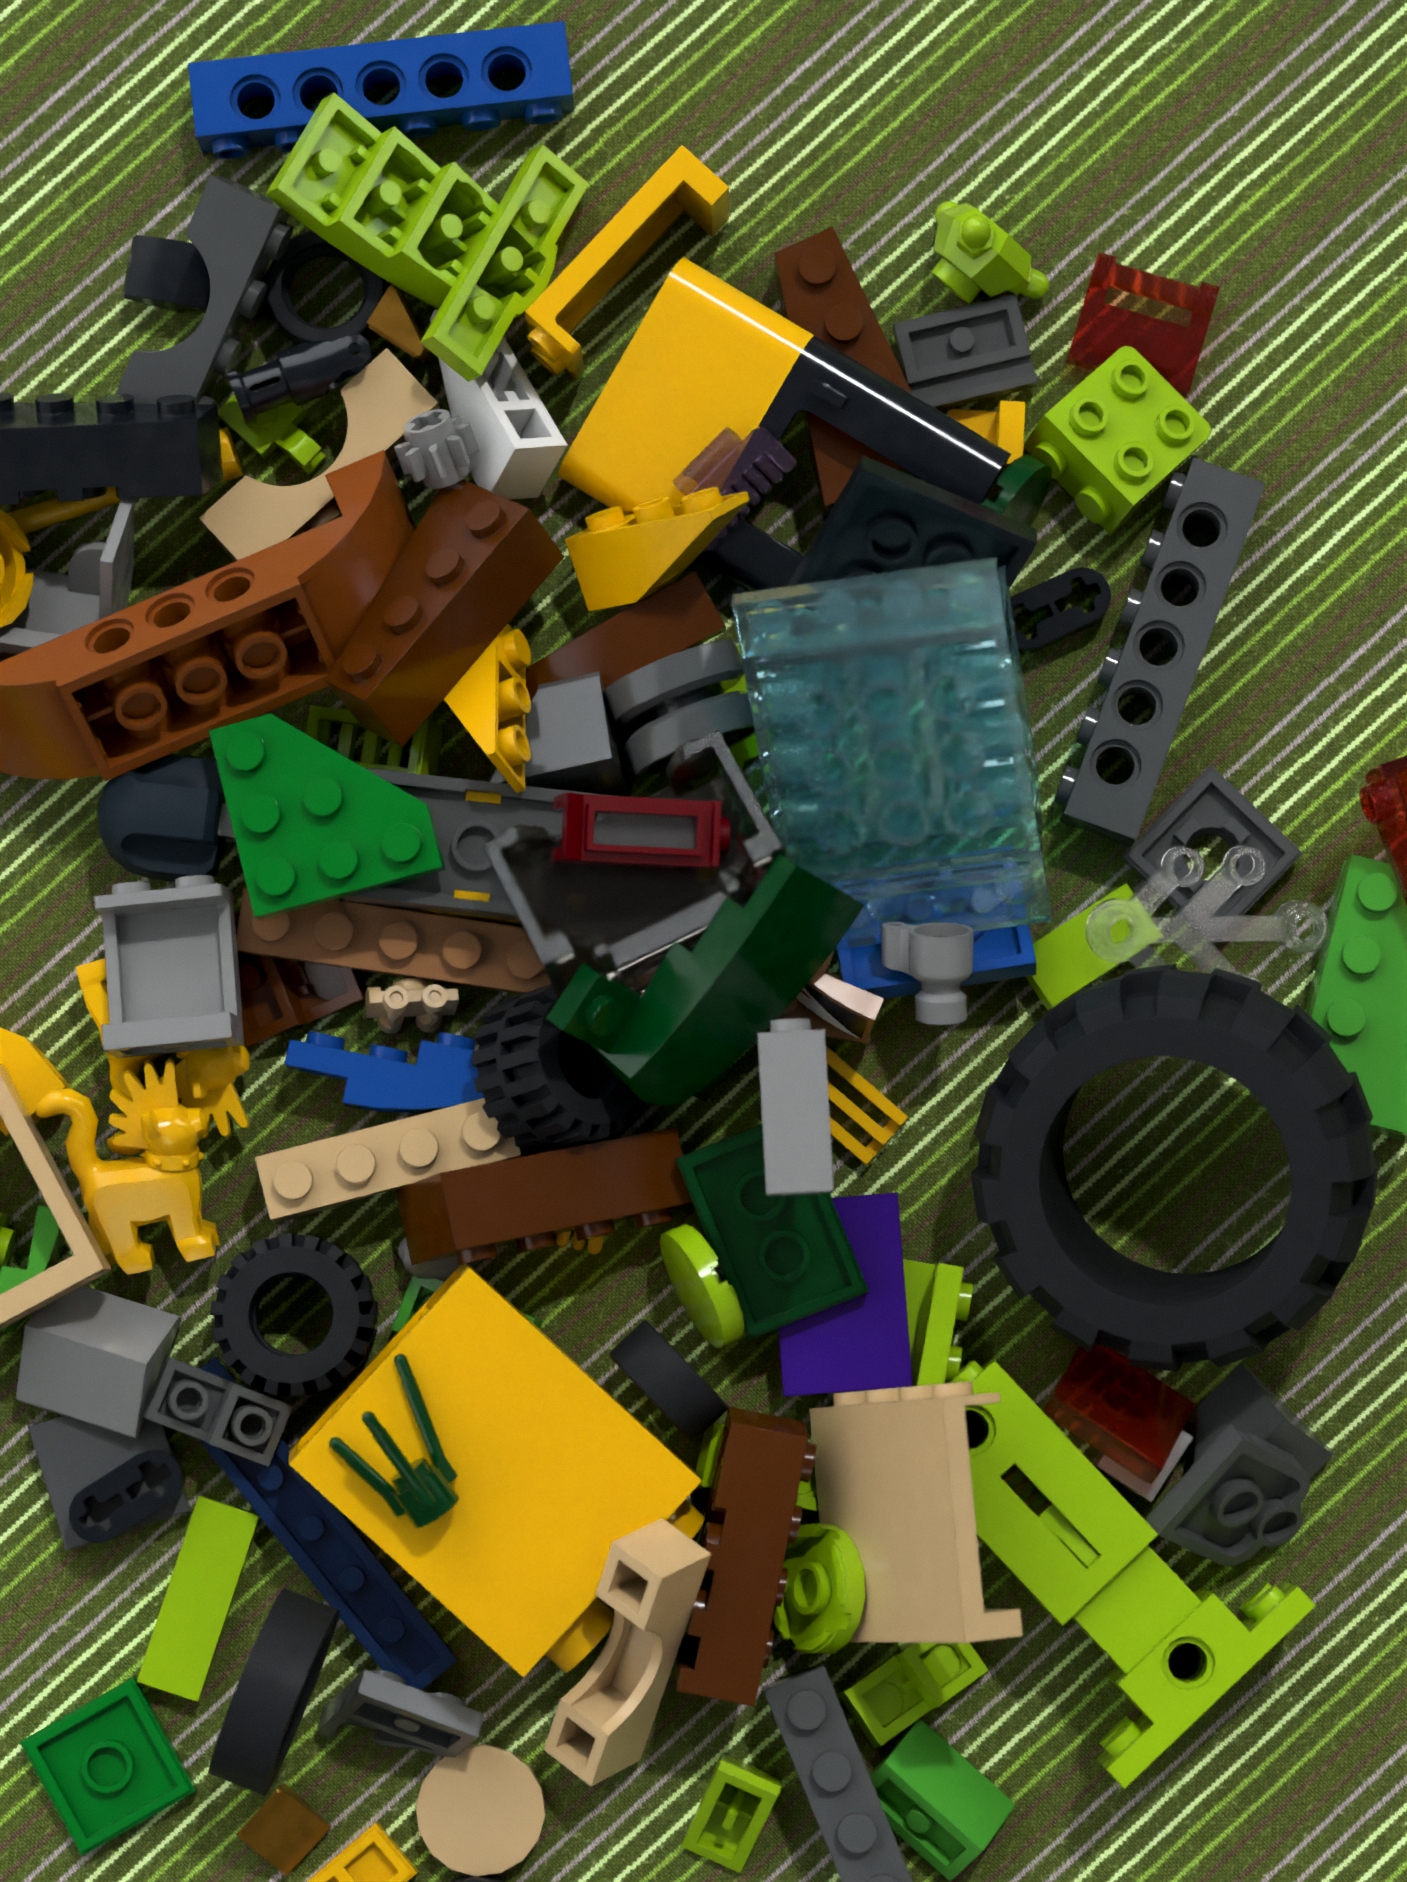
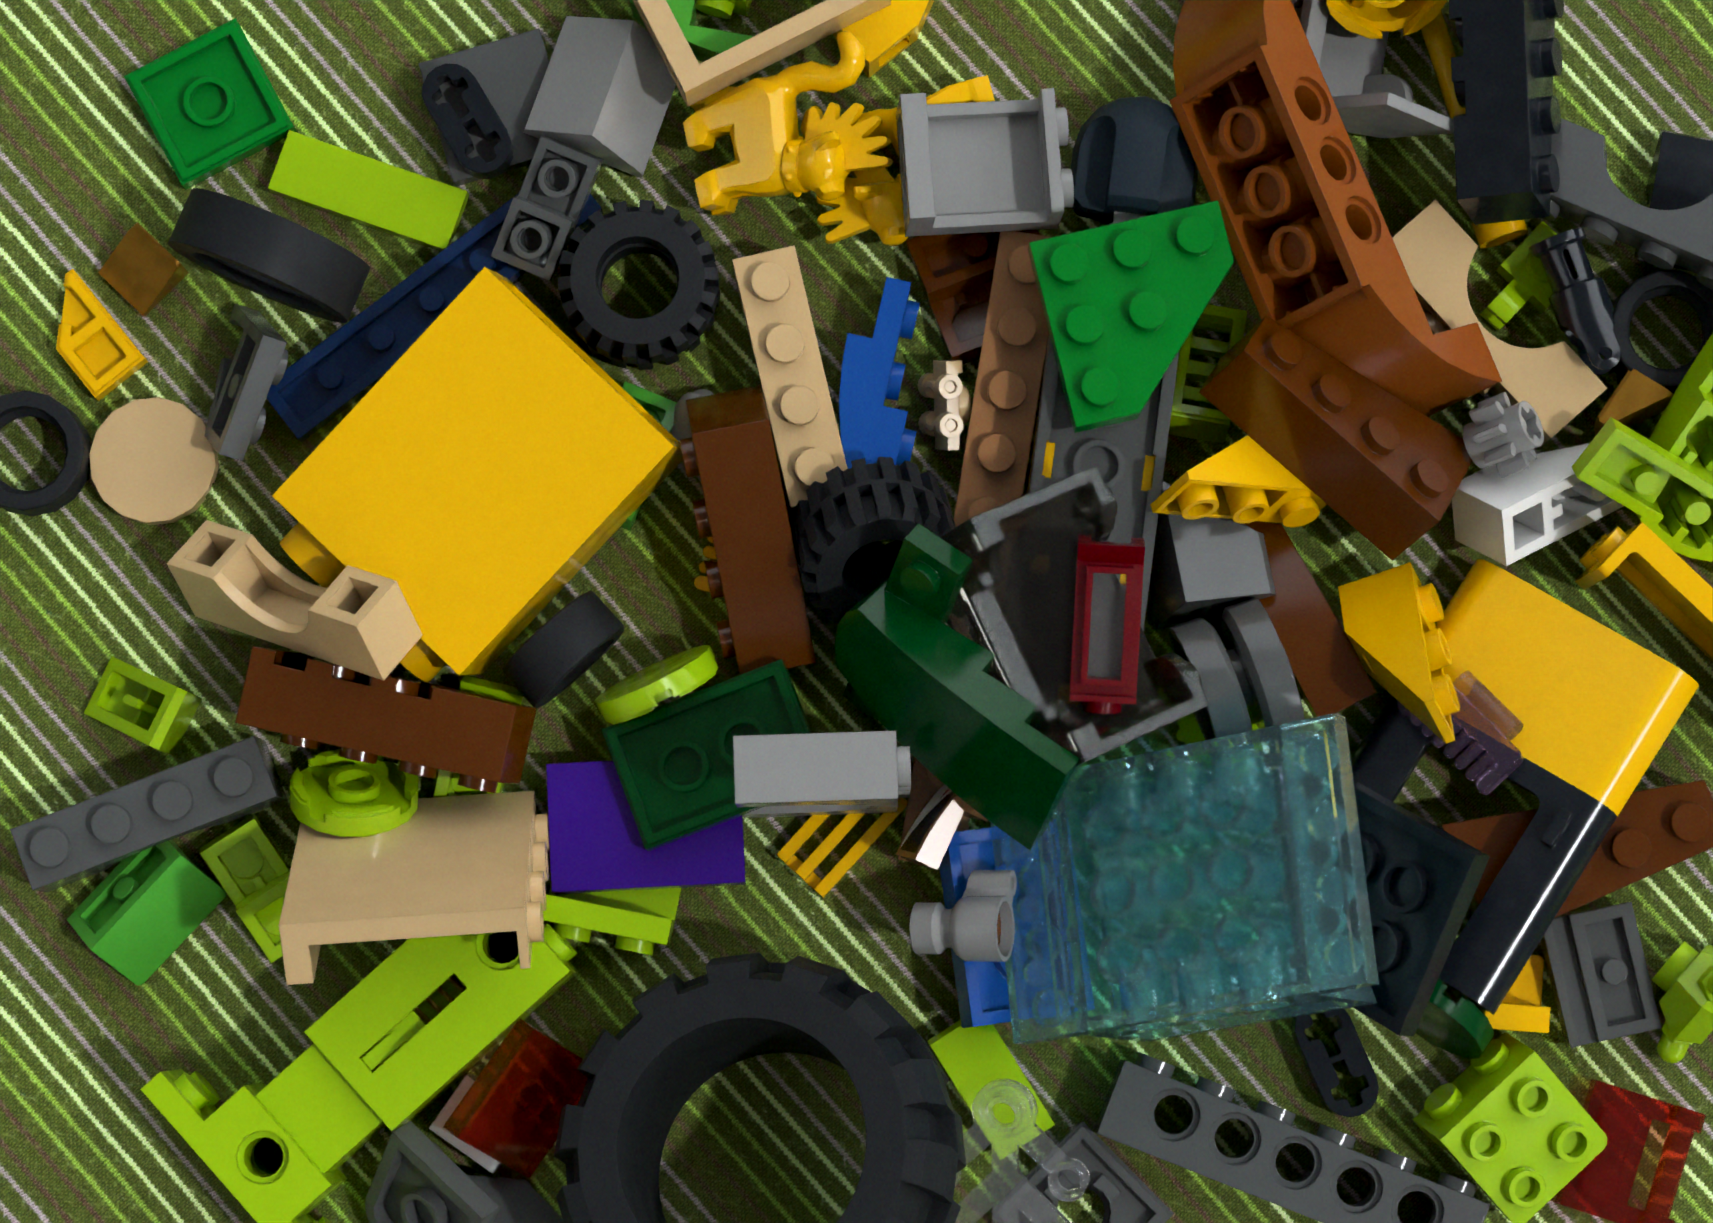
camera: 85 degrees right, 0 degrees up
(421, 1489) = (455, 389): dark green plant -> none

